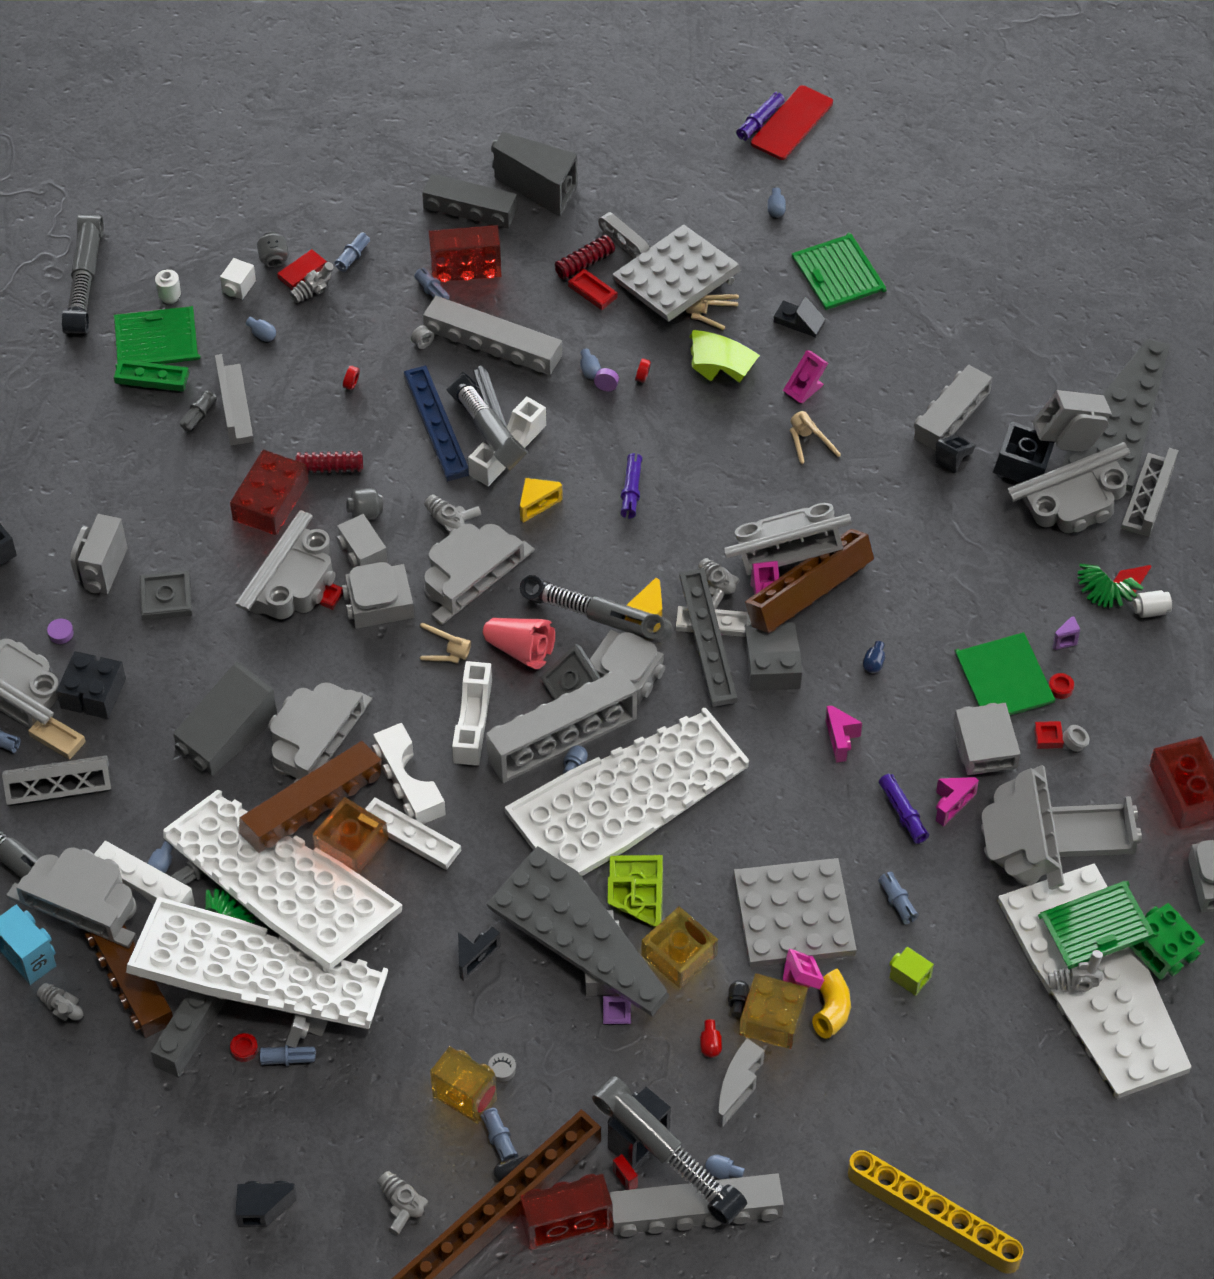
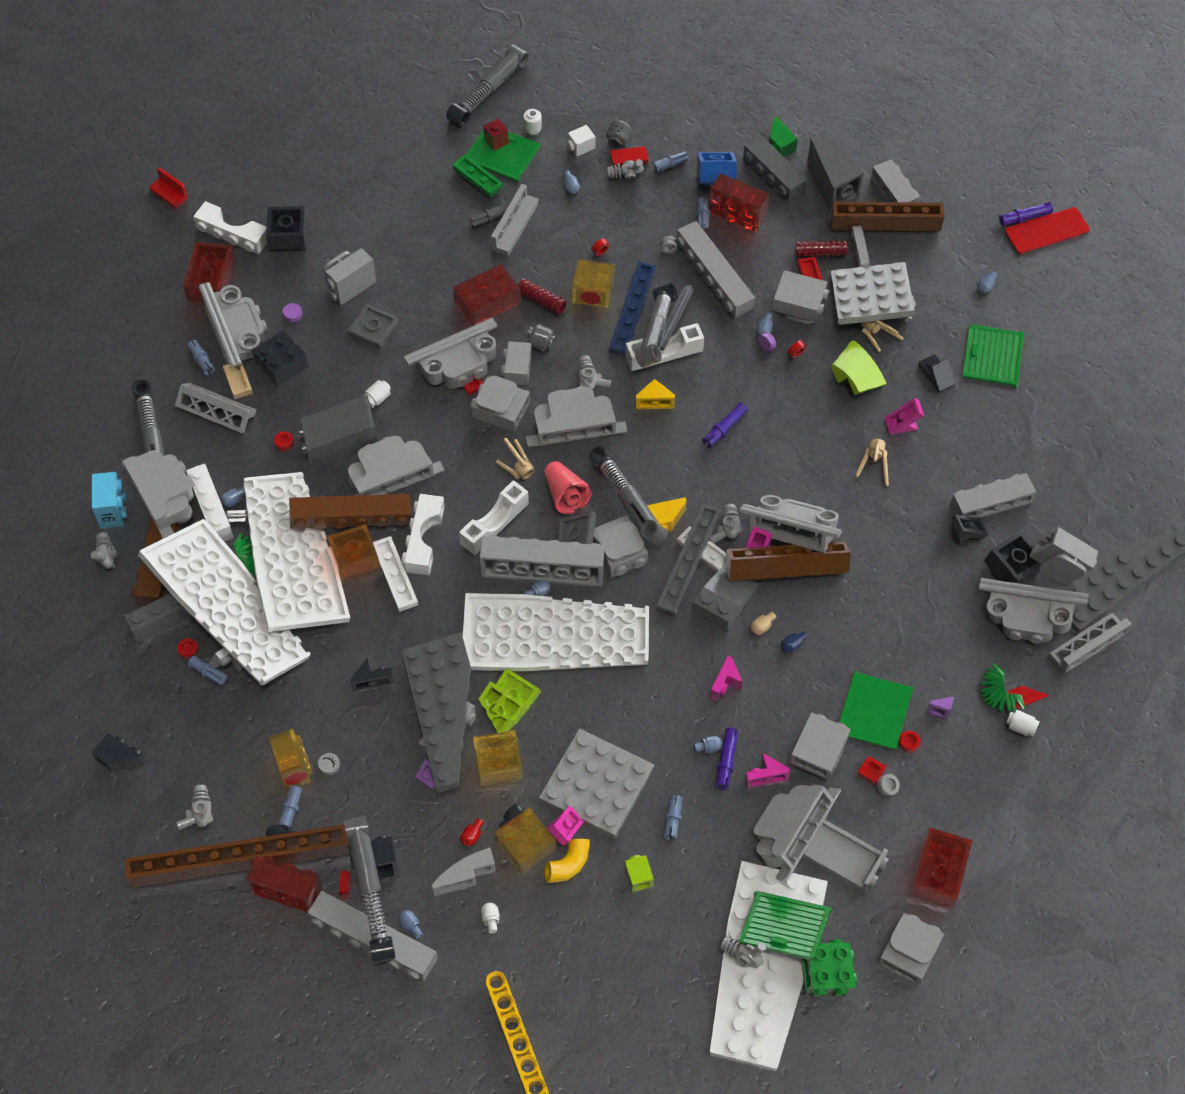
camera: 35 degrees right, 5 degrees up
(139, 320) = (496, 134): none -> dark red brick
(166, 770) = (283, 441): none -> red tile
(231, 654) = (378, 392): none -> white brick
(375, 418) = (593, 283): none -> clear yellow brick
(410, 229) = (713, 163): none -> blue brick
(452, 164) = (782, 138): none -> green slope
(606, 315) = (800, 297): none -> light grey brick
(610, 157) = (893, 183): none -> light grey brick
(627, 188) = (887, 216): none -> reddish brown brick
(798, 1108) = (490, 916): none -> white cylinder
(830, 658) = (762, 623): none -> tan cylinder
(875, 806) = (709, 745): none -> sand blue cylinder

